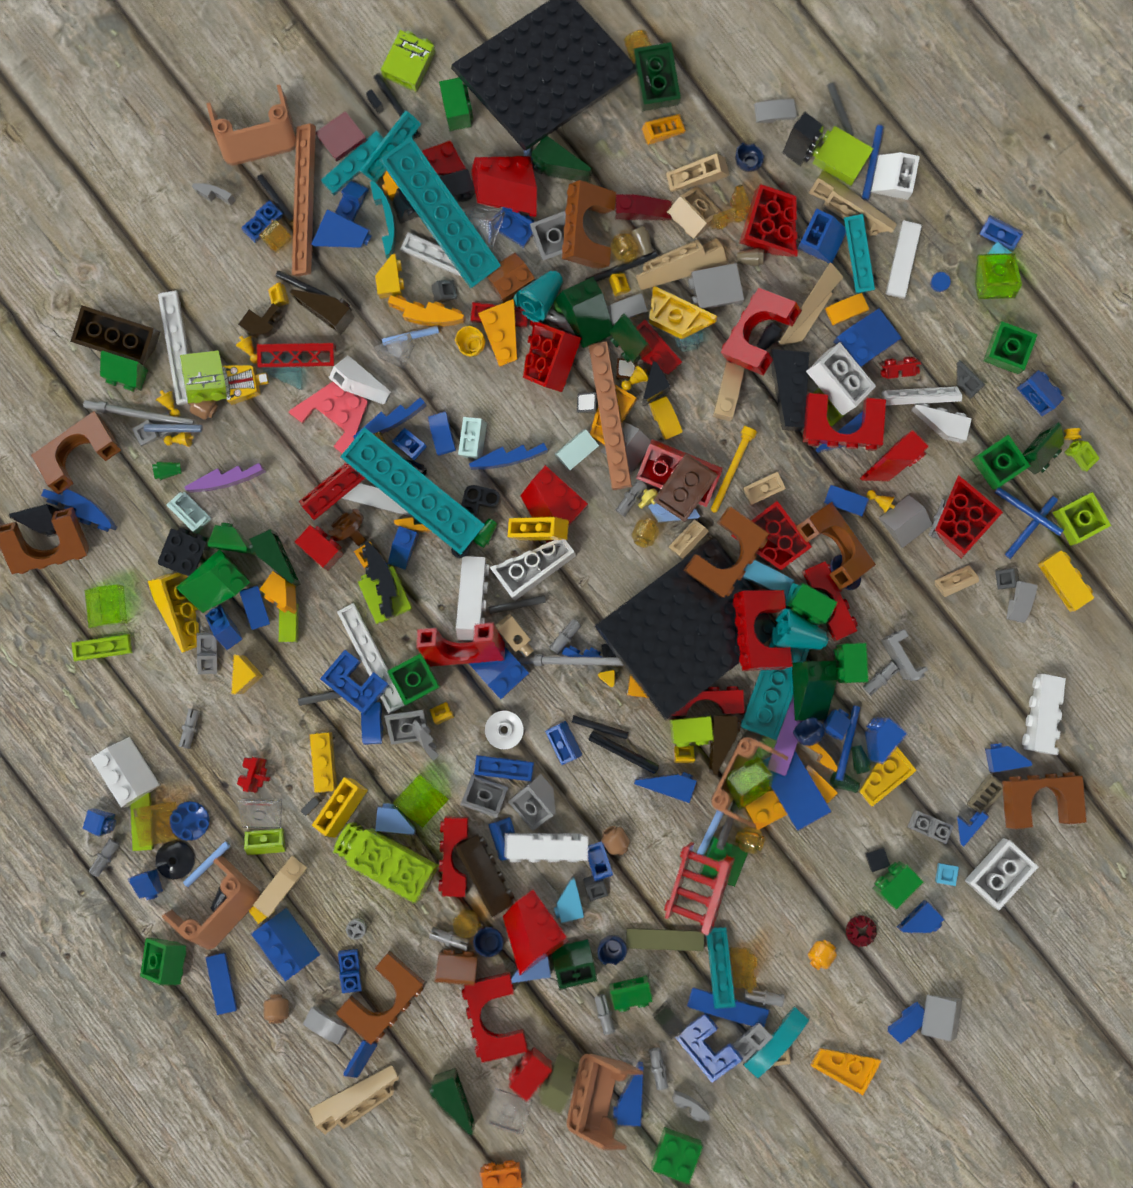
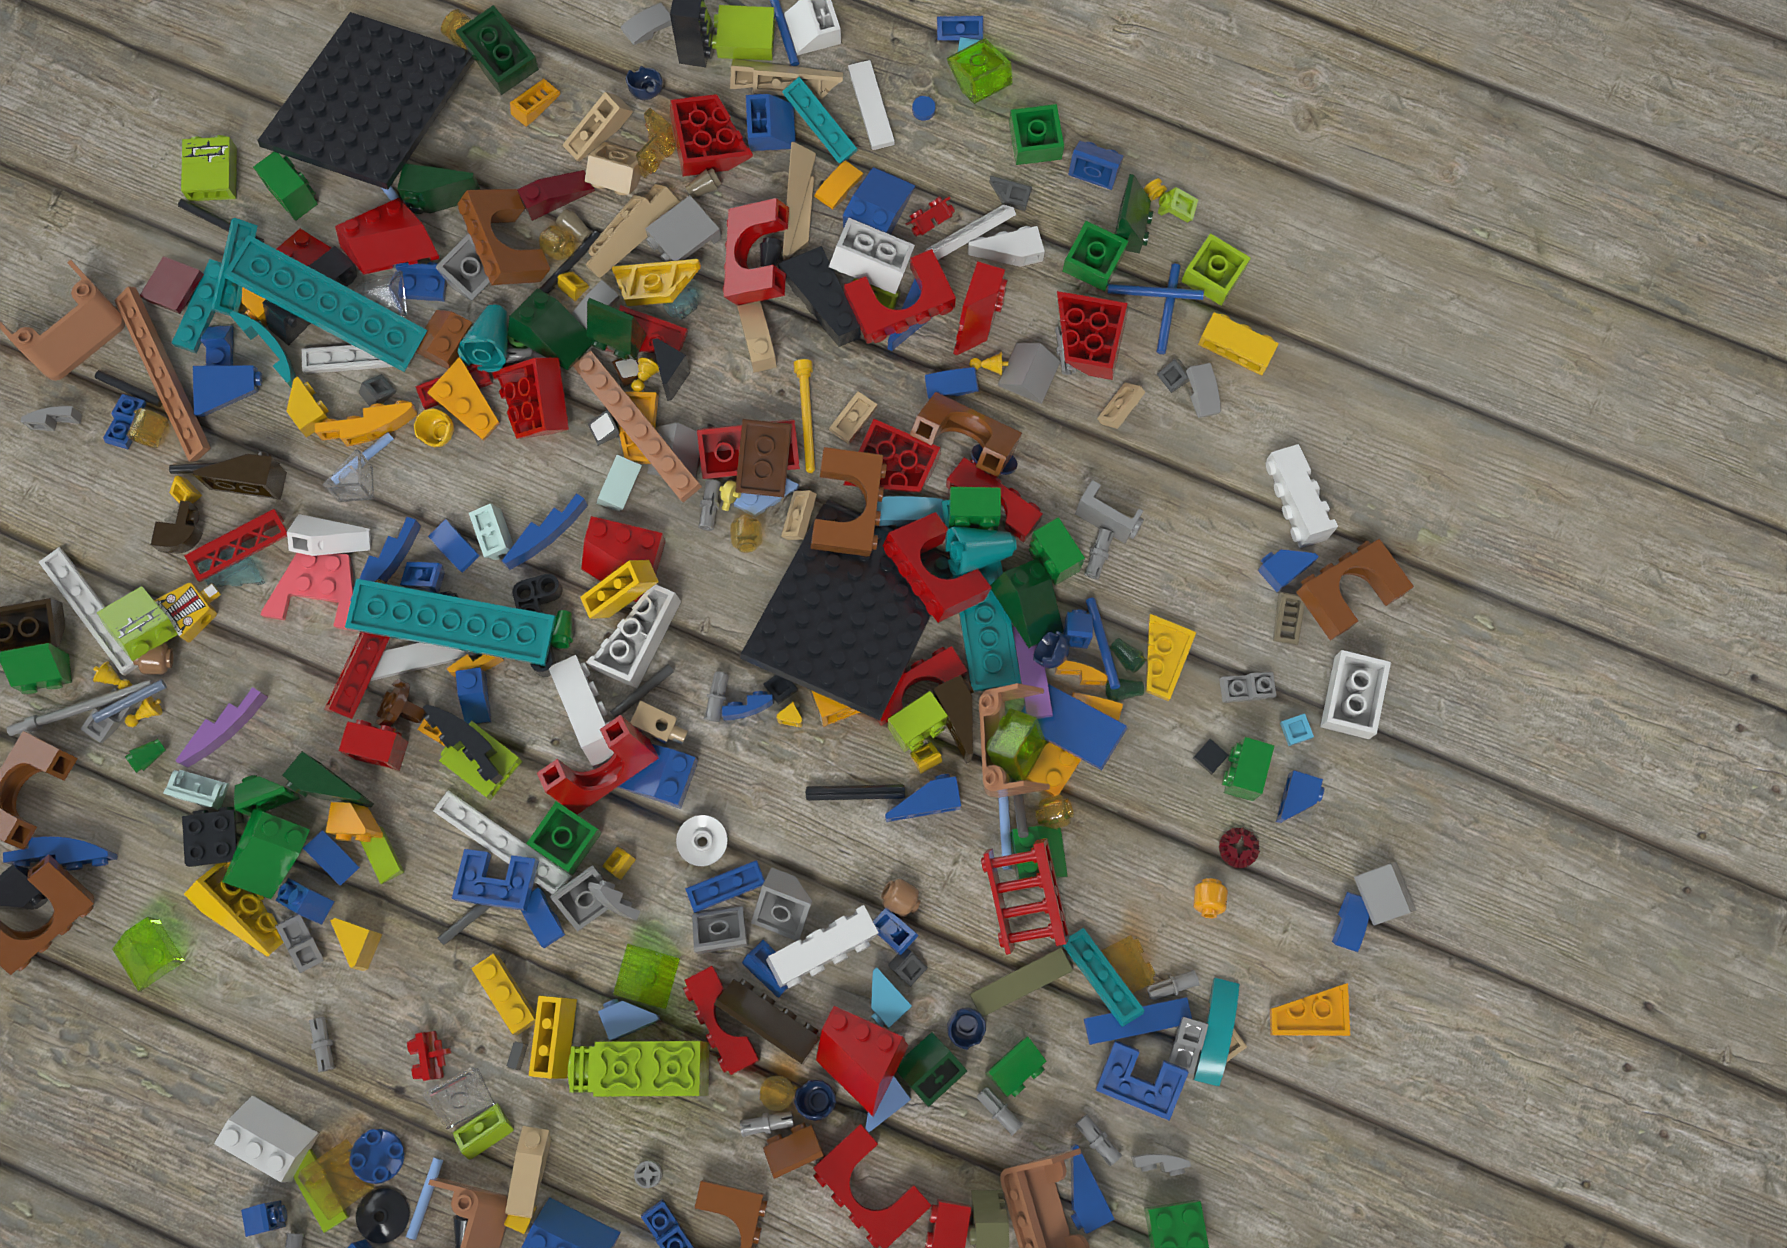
camera: 30 degrees left, 10 degrees down
(101, 647) = (166, 1006): lime tile -> none
(247, 346) = (173, 565): yellow piece -> none
(374, 101) = (192, 229): black tile -> none
(540, 660) = (702, 737): light grey bar -> none
(563, 743) = (779, 819): blue slope -> none
(599, 727) = (812, 778): black bar -> none
(666, 417) = (704, 399): yellow slope -> none
(669, 1020) = (1078, 1072): clear smoke slope -> none
(882, 738) = (1136, 612): blue slope -> none
(966, 830) = (1291, 668): blue slope -> none

